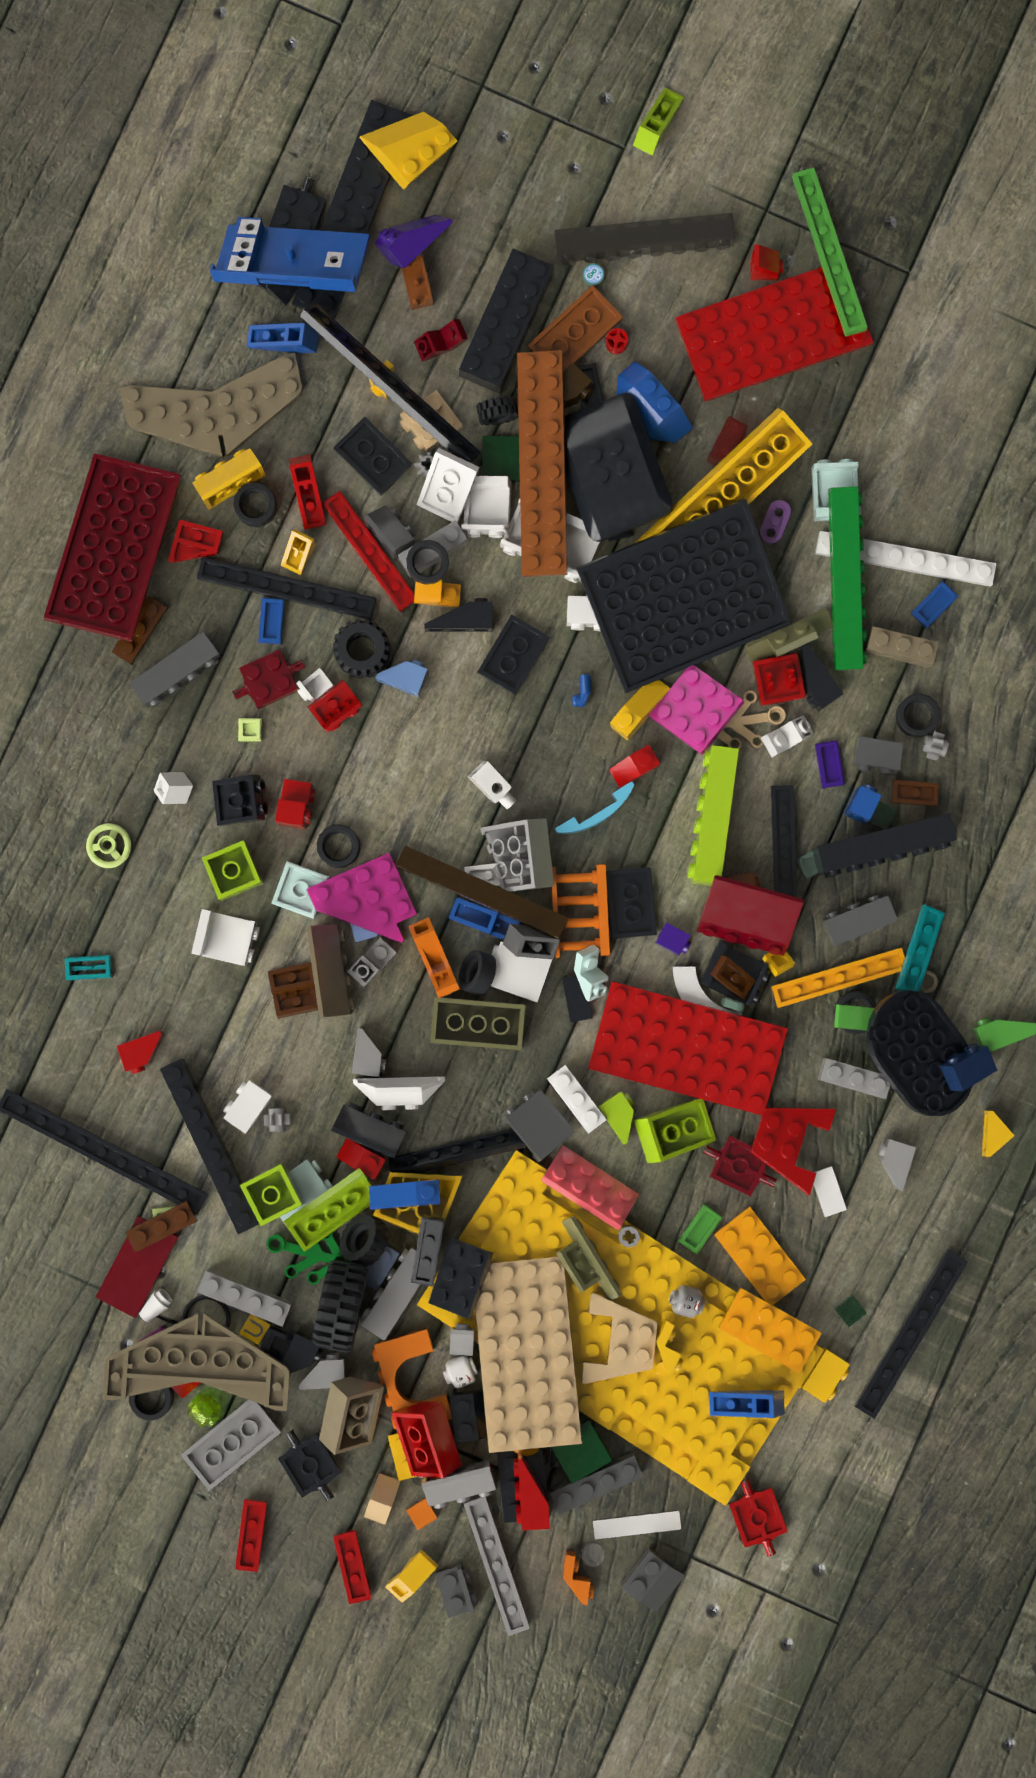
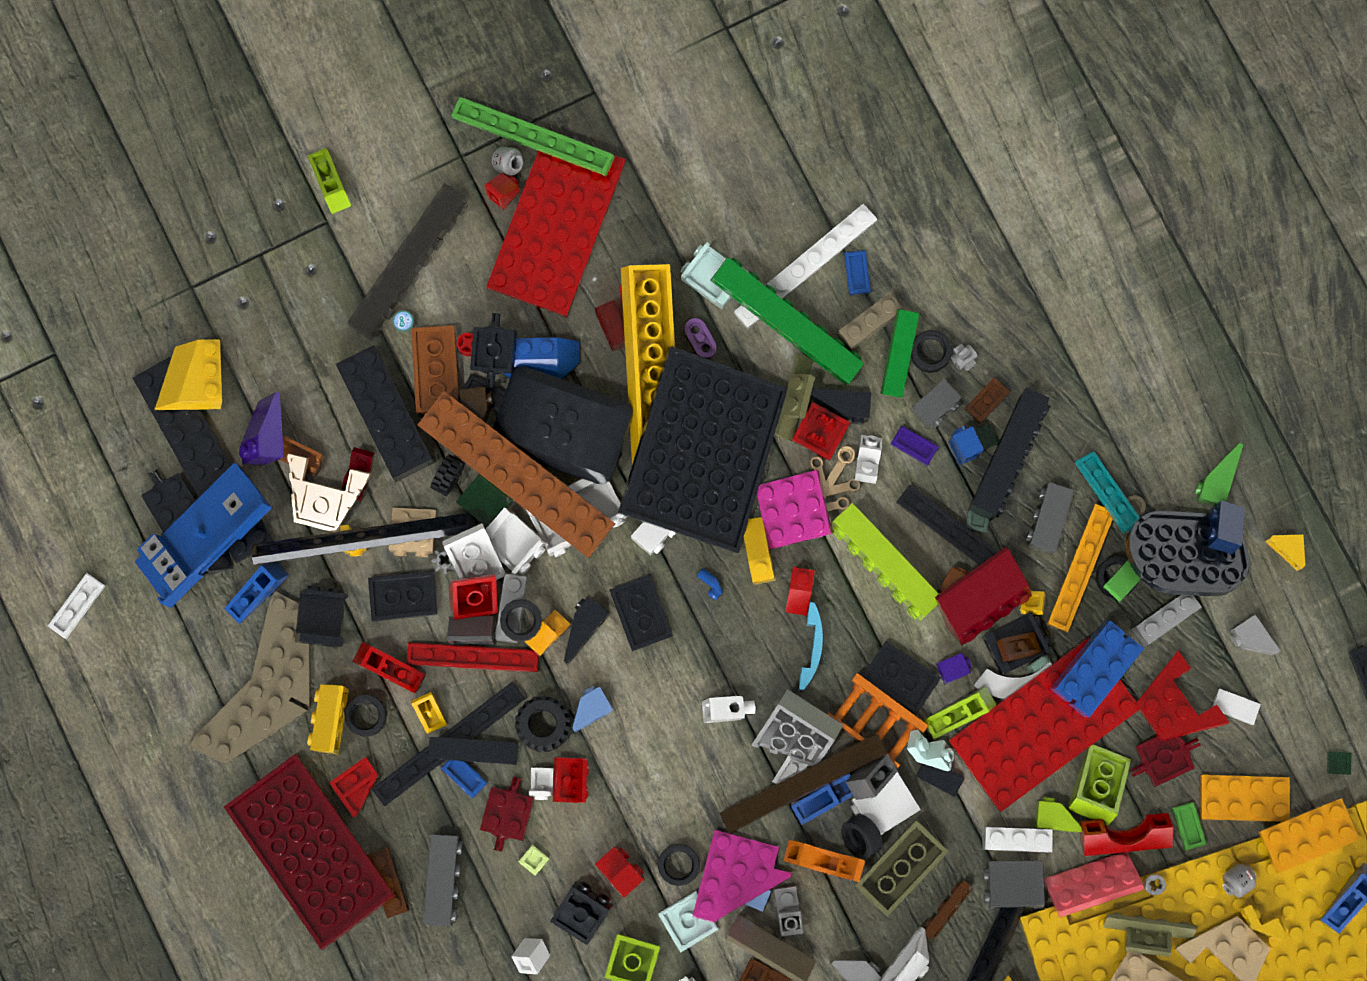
camera: 50 degrees left, 5 degrees down
(157, 208) = (76, 605): none -> white tile
(295, 611) = (472, 750): none -> black tile
(303, 404) = (320, 617): none -> black panel
(392, 330) = (321, 504): none -> wing
(416, 510) = (473, 597): none -> red slope
(475, 1087) = (947, 910): none -> reddish brown plate
(627, 363) = (493, 350): none -> black plate
(642, 973) = (960, 712): none -> lime slope
(667, 1202) = (1150, 834): none -> red arch
(766, 1053) = (1096, 668): none -> blue piece
(792, 248) = (507, 160): none -> light grey head
(895, 690) = (899, 353): none -> green tile

